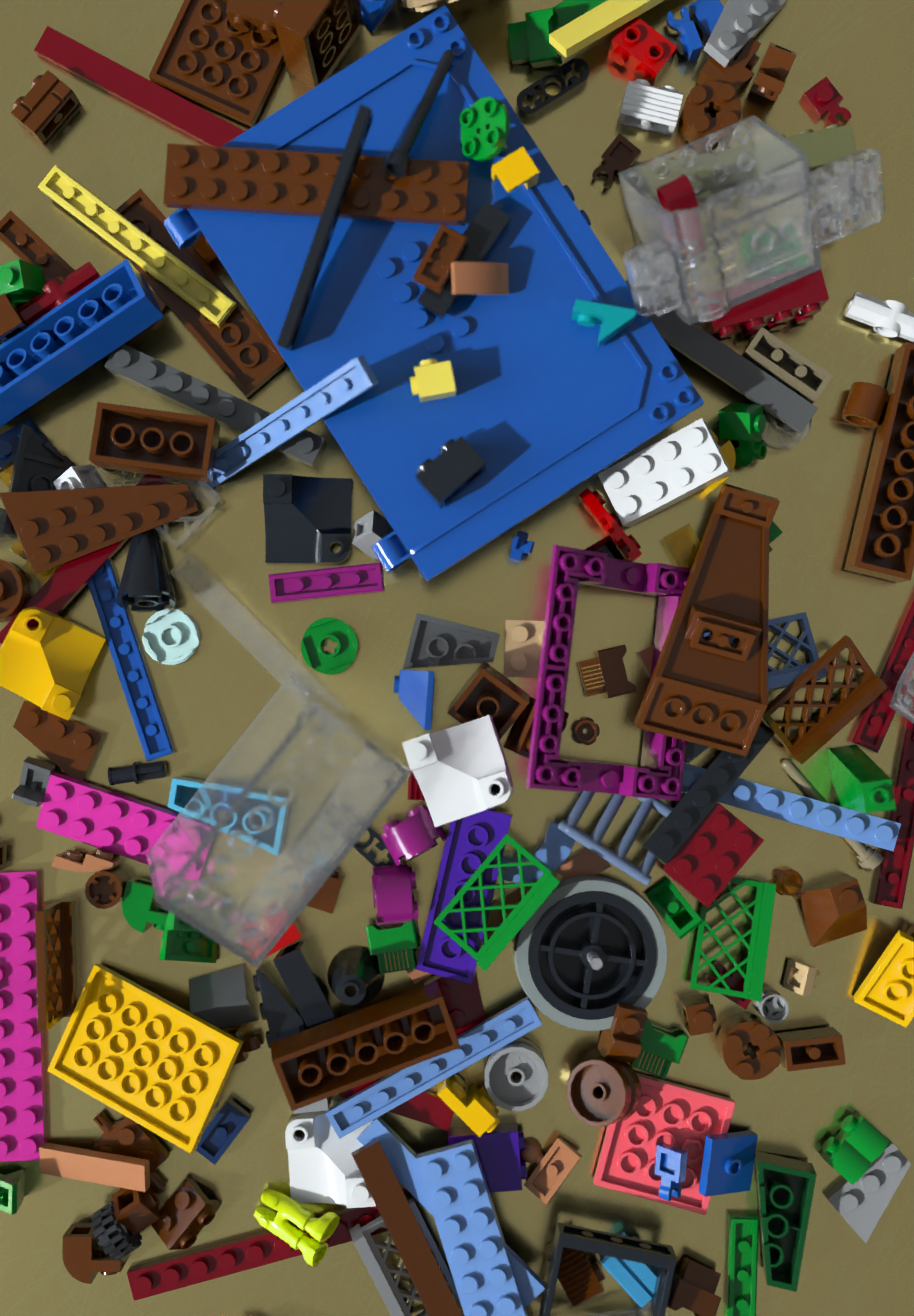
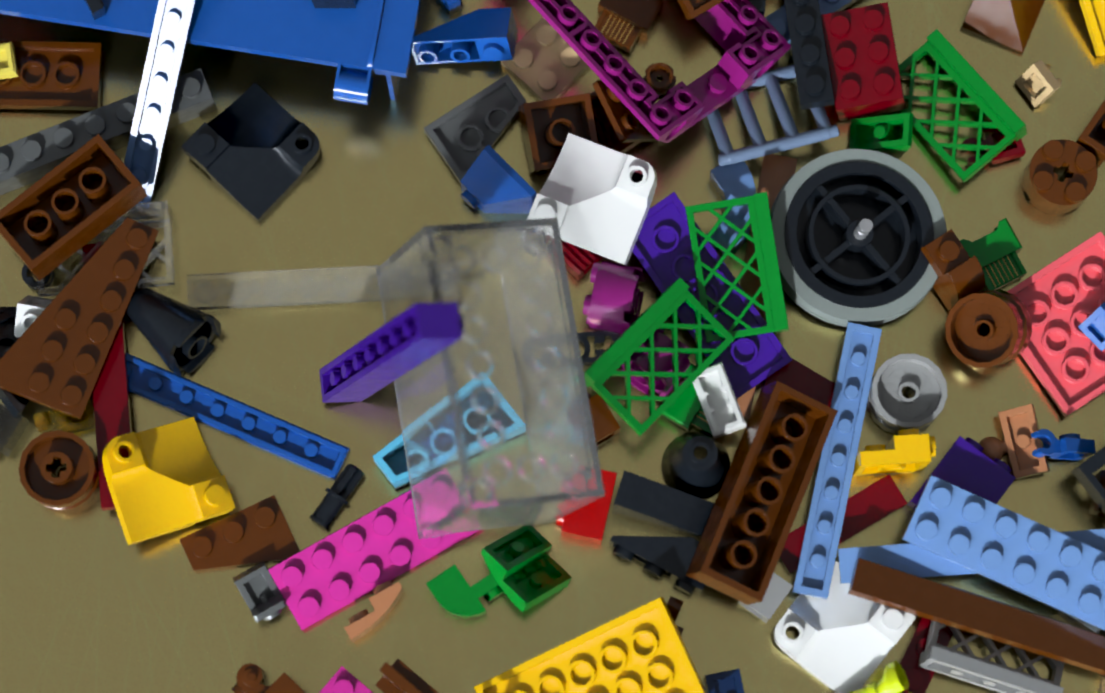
camera: 50 degrees left, 10 degrees down
(106, 887) = (415, 610): reddish brown piece -> none
(171, 636) = (245, 360): light aqua tile -> none
(223, 997) = (607, 594): dark grey slope -> none
(227, 750) = (391, 351): none -> dark purple brick
(322, 660) = (374, 212): green plate -> none
(326, 582) = (324, 184): magenta tile -> none
(369, 531) = (318, 108): light grey panel -> none
(391, 879) = (636, 334): none -> green fence
(401, 962) = (719, 401): none -> white plate
(505, 591) = (470, 38): none -> blue slope
(573, 1203) = (1067, 447): none -> blue plate
(698, 1014) = (994, 196): reddish brown brick -> none
(776, 1009) = (1046, 123): light grey wheel -> none
(789, 883) = (948, 21): clear orange plate -> none

